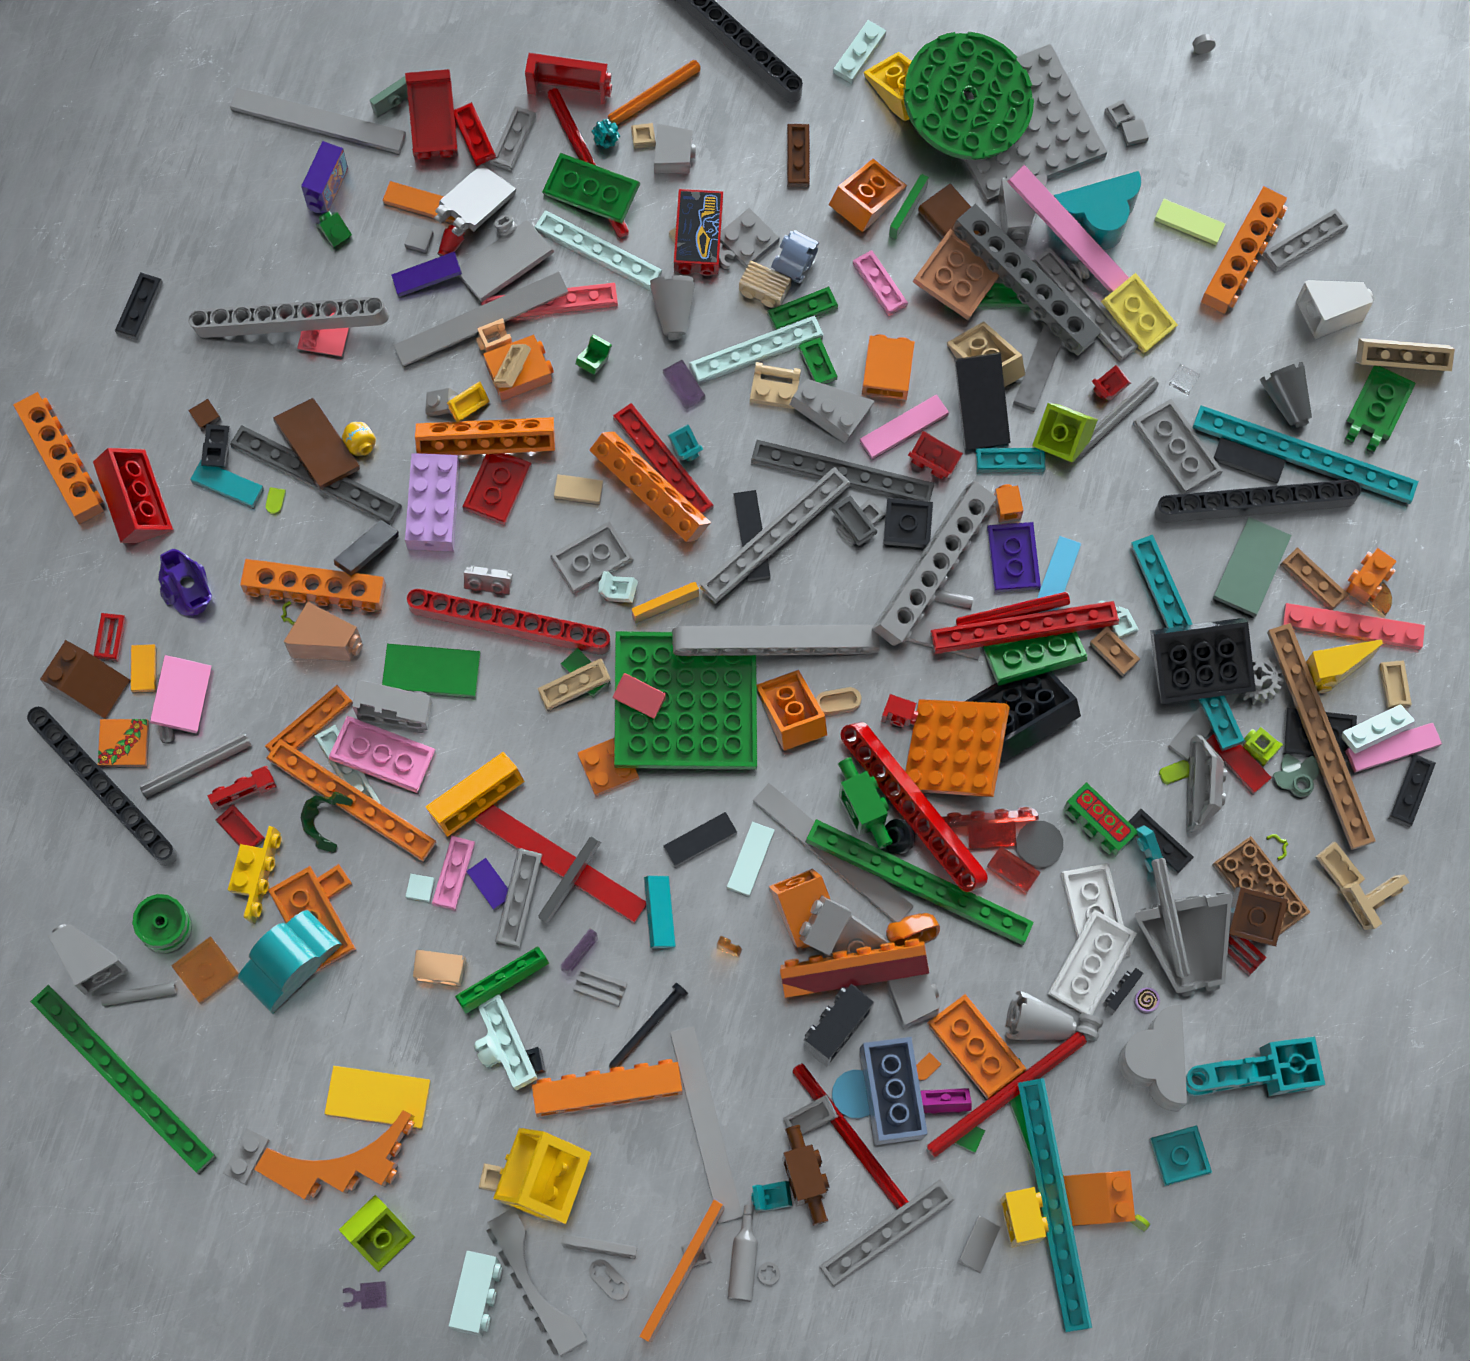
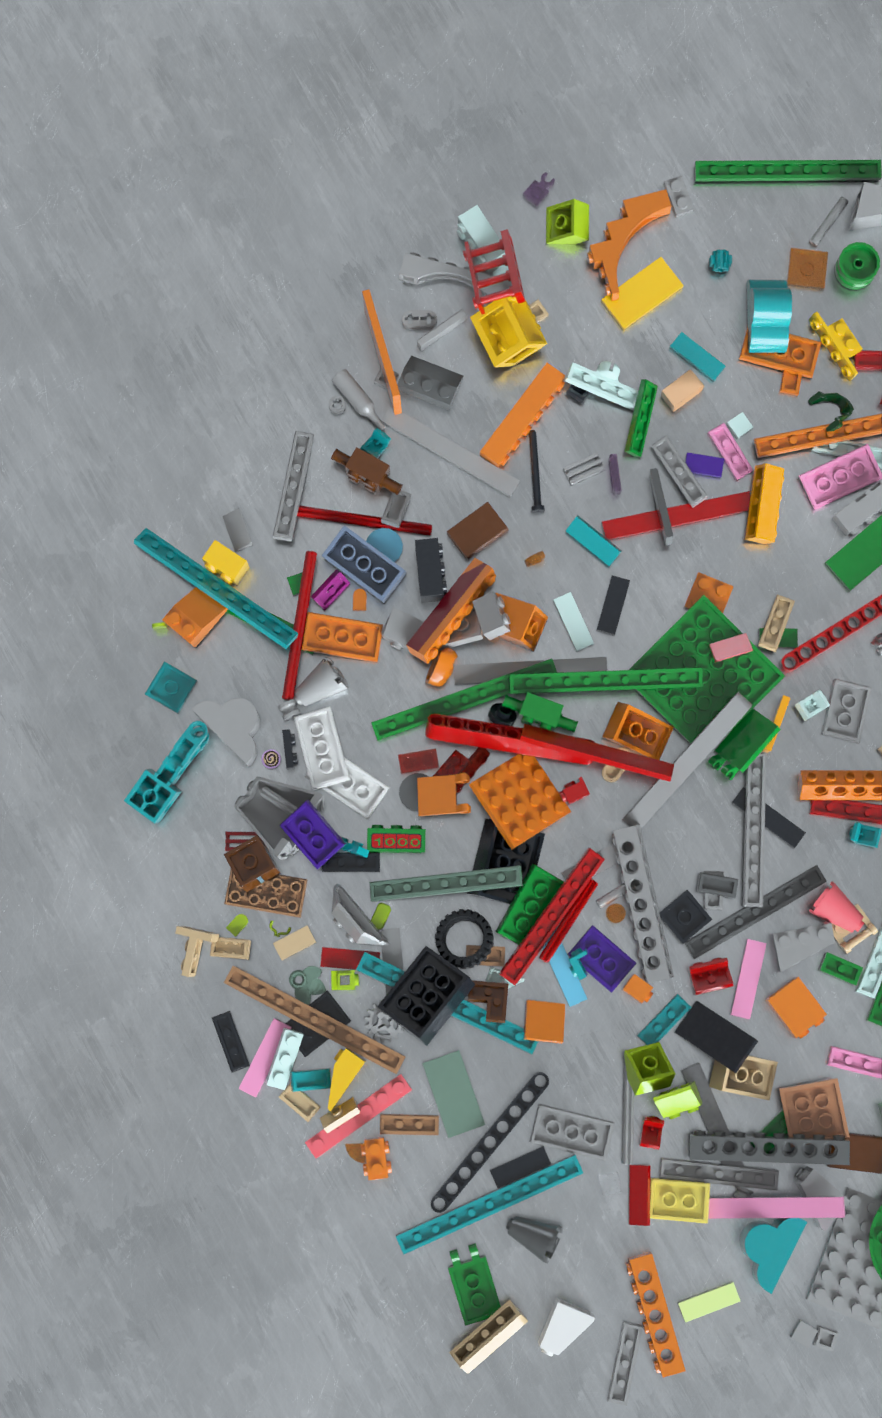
camera: 135 degrees right, 10 degrees up
(276, 1053) = (720, 260): none -> teal gear
(390, 988) = (697, 356): none -> teal tile
(492, 1214) = (512, 274): none -> red fence
(659, 1207) = (429, 382): none -> dark grey slope
(711, 606) = (744, 744): none -> green tile
(756, 1023) = (477, 531): none -> reddish brown piece
(774, 406) = (837, 909): none -> coral cone
(779, 773) = (606, 680): none -> green plate
(851, 717) = (597, 752): none -> red tile
(964, 581) = (615, 913): none -> clear orange plate
(1026, 817) = (439, 796): none -> orange flag
(1041, 570) = (577, 967): none -> teal bracket
(1063, 386) = (678, 1100): none -> slope
(1095, 736) = (446, 883): none -> sand green tile
(1116, 550) = (544, 1021): none -> orange tile
(1141, 605) = (494, 995): none -> reddish brown plate
(1141, 659) = (448, 922): none -> black tyre
(1168, 347) = (639, 1195): none -> red tile
(1177, 887) = (312, 834): none -> dark purple tile
(1276, 820) = (294, 942): none -> tan tile
(1313, 884) = (237, 924): none -> lime piece
(1362, 633) = (339, 1115): none -> tan plate
(1369, 691) = (310, 1080): none -> teal tile

